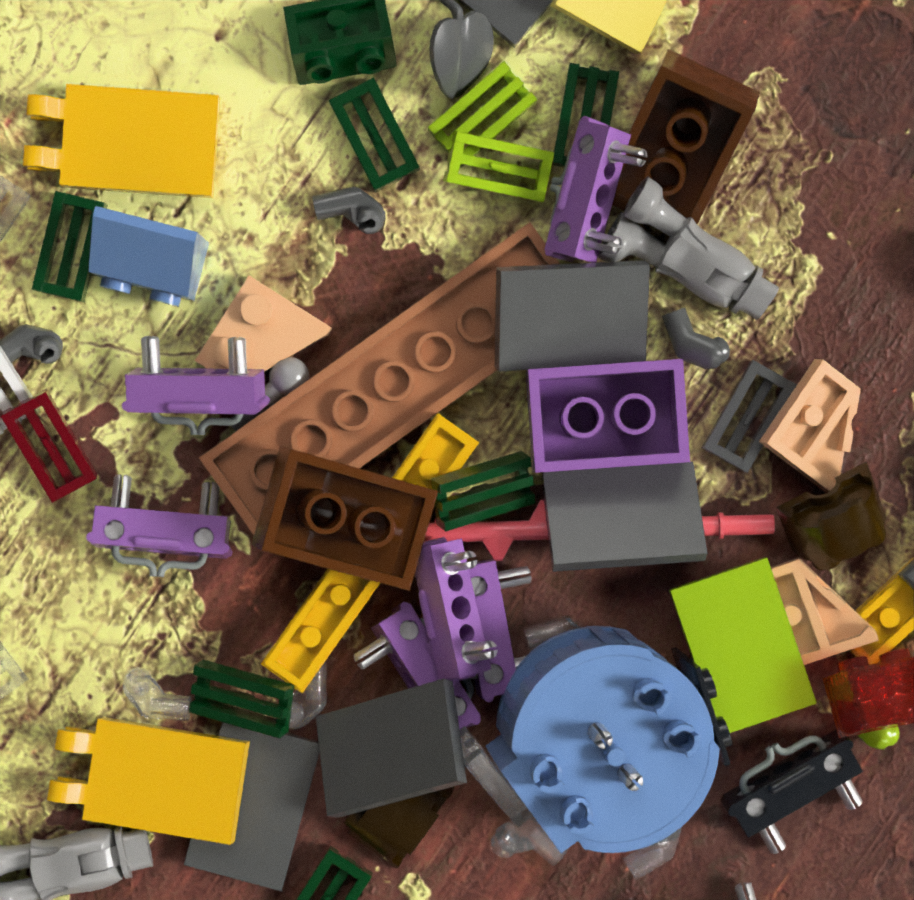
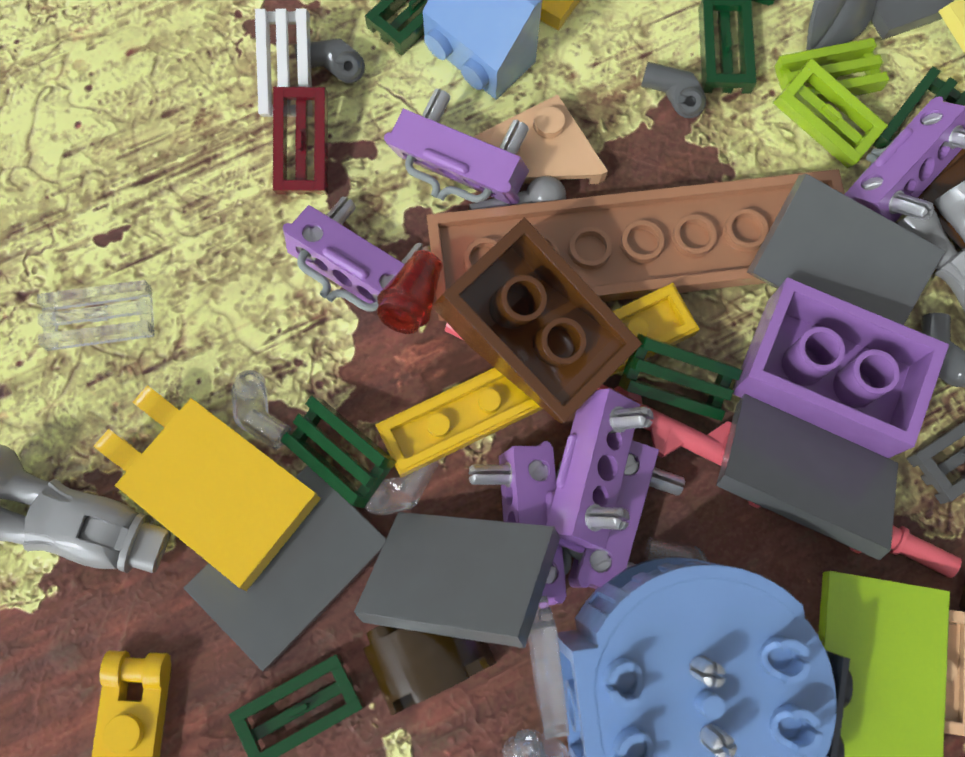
camera: 25 degrees right, 15 degrees down
(229, 545) = (410, 294): none -> clear red cone

